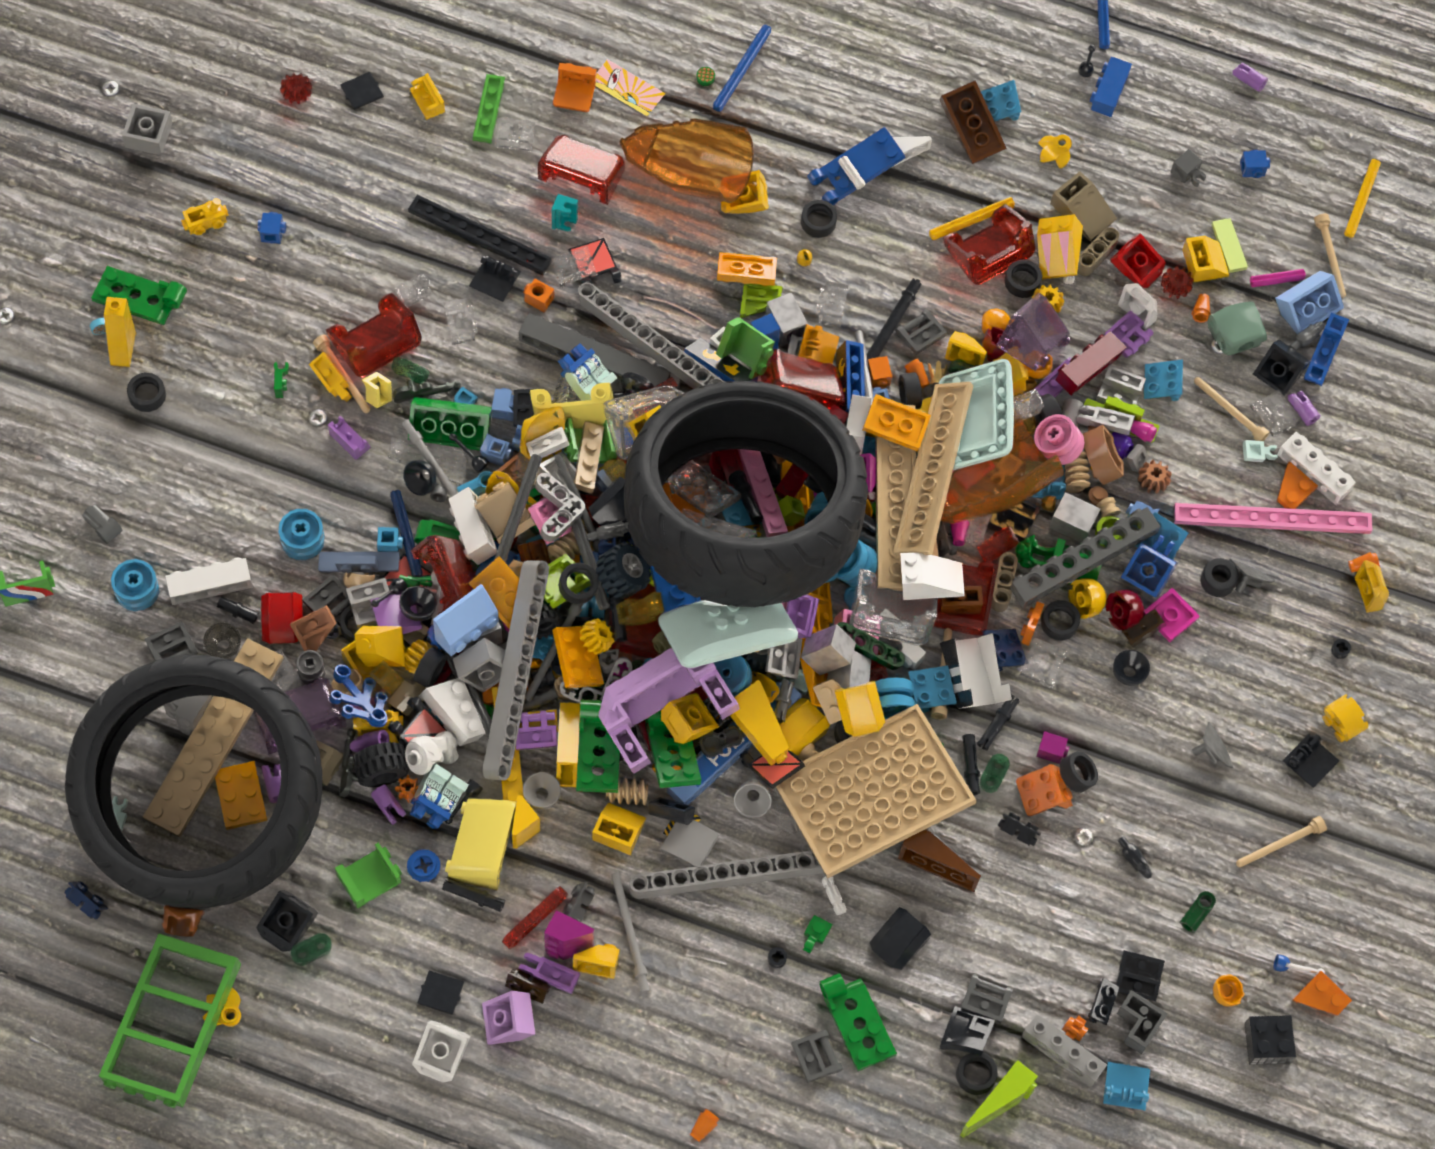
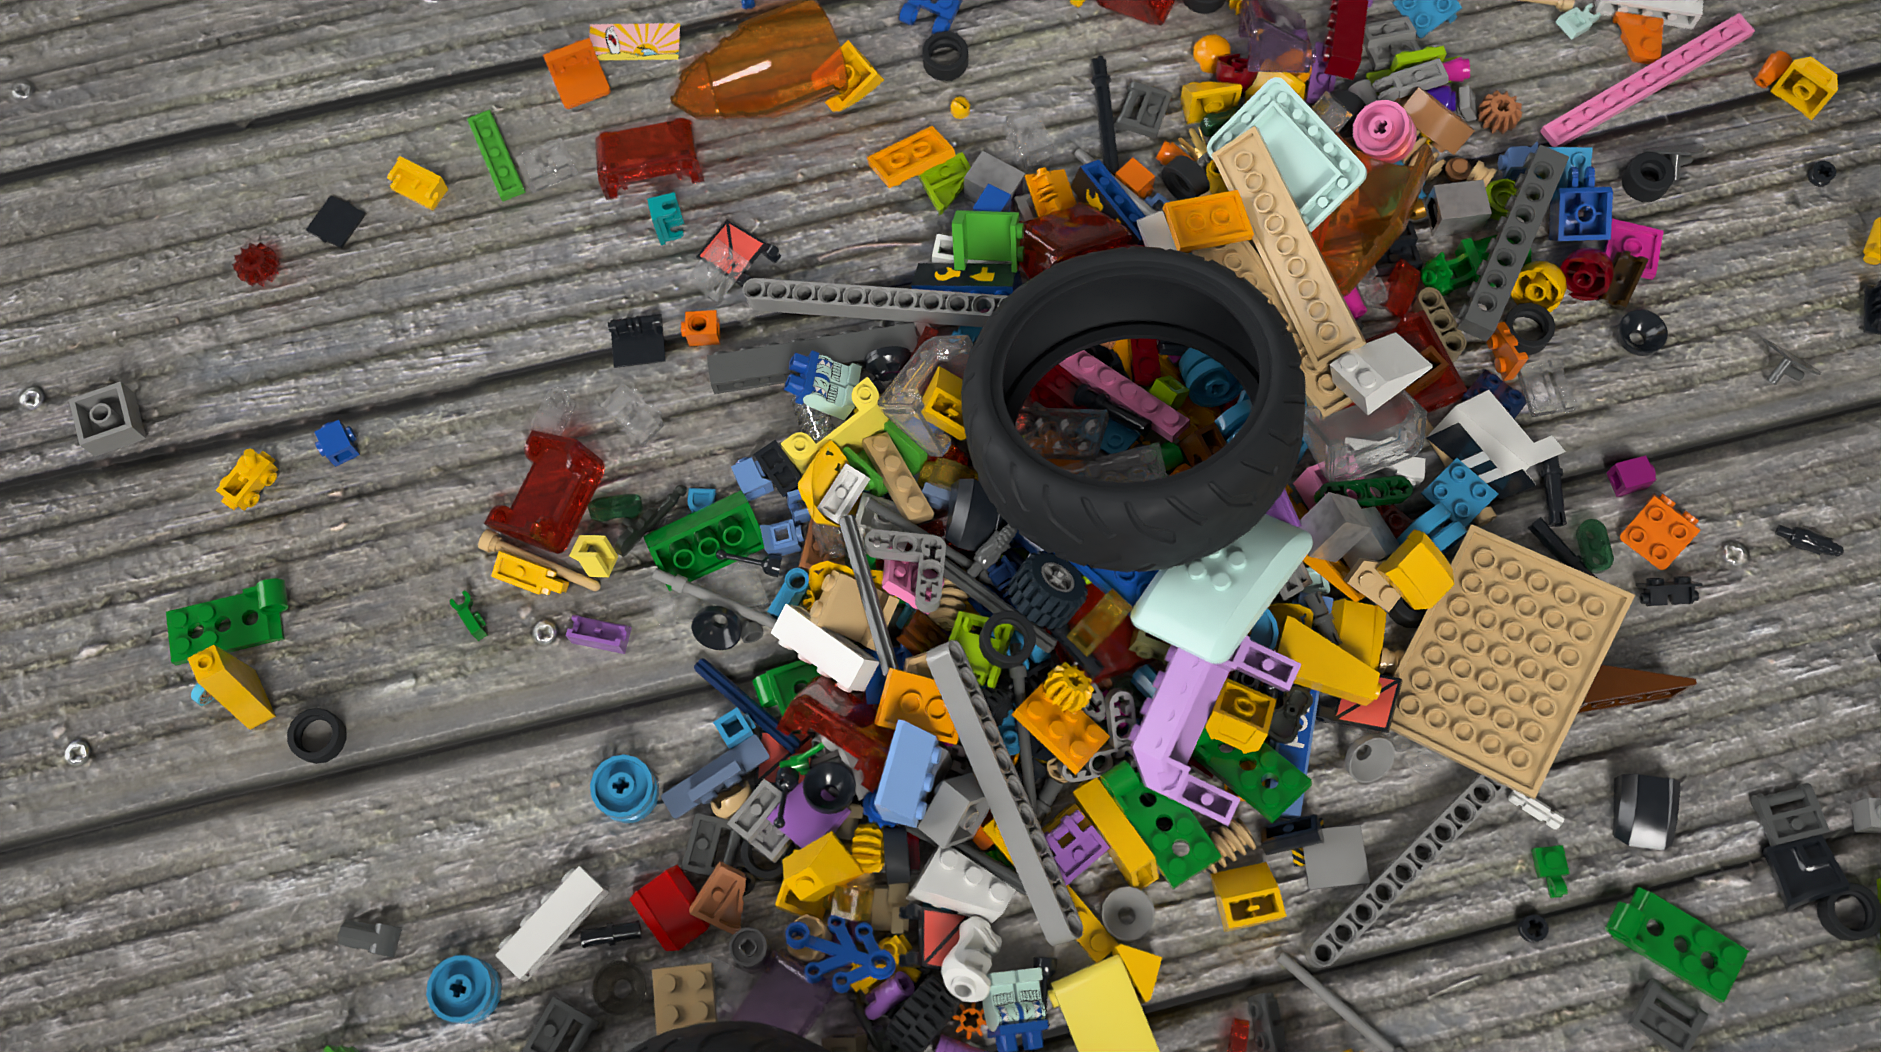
camera: 25 degrees left, 5 degrees up
(480, 235) = (585, 301): black tile -> none
(1086, 767) = (1684, 485): black tyre -> none

